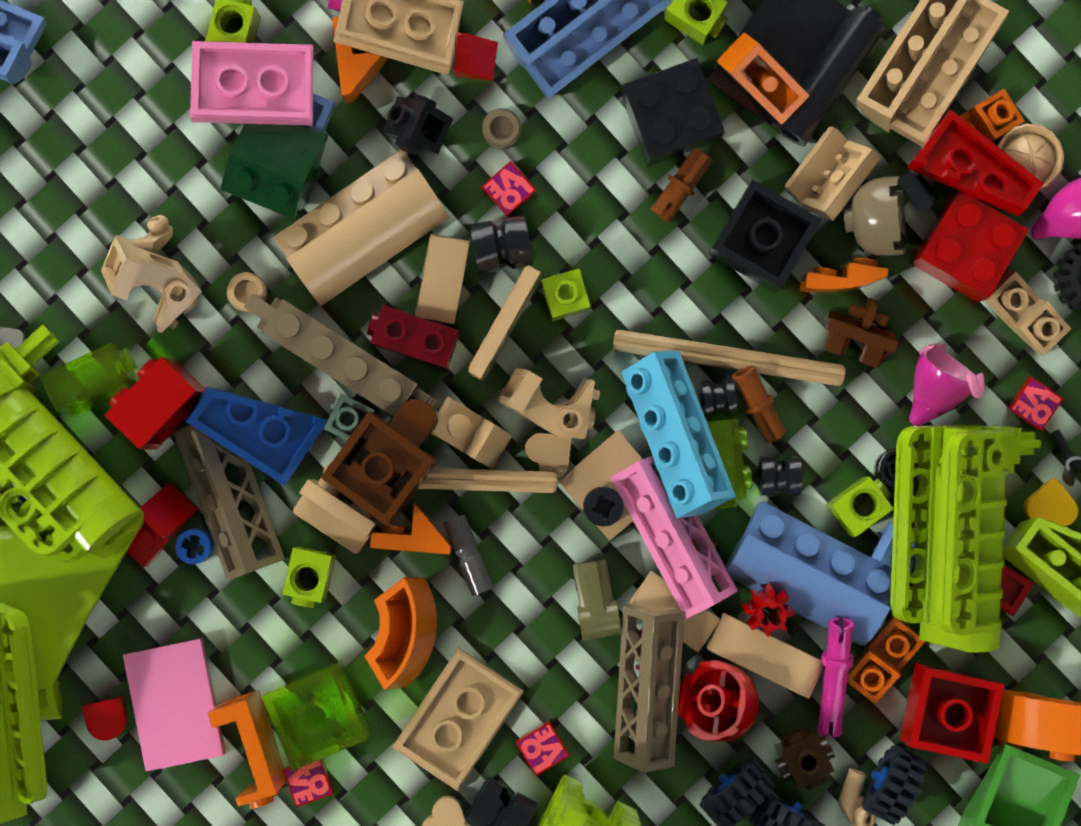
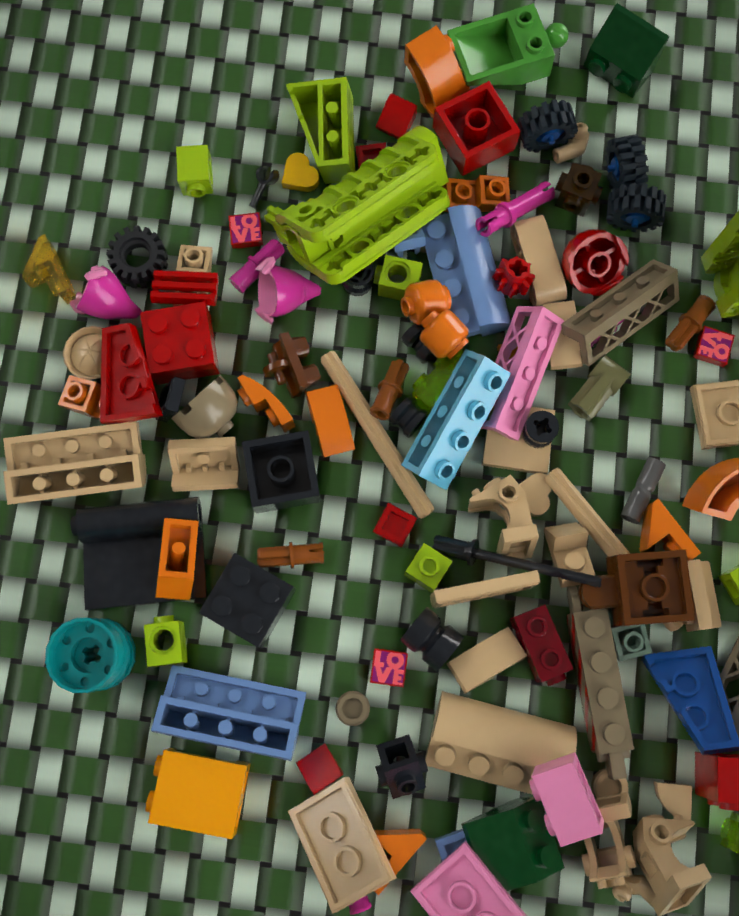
camera: 130 degrees left, 10 degrees down
(189, 339) = (675, 798): none -> tan tile
(195, 225) = (613, 863): none -> tan tile
(272, 235) = (567, 800): none -> bright pink brick
(546, 345) = (470, 552): none -> black piece
(582, 744) = (690, 323): none -> dark orange axle
(629, 302) = (394, 525): none -> red tile
(766, 489) = (444, 334): none -> orange head
(776, 324) = (330, 420): none -> orange slope
(813, 503) = (423, 298): none -> orange head
(991, 400) = (247, 274): none -> dark pink axle
(1031, 650) = (396, 116): none -> red slope
(1043, 270) = (185, 283): none -> red tile

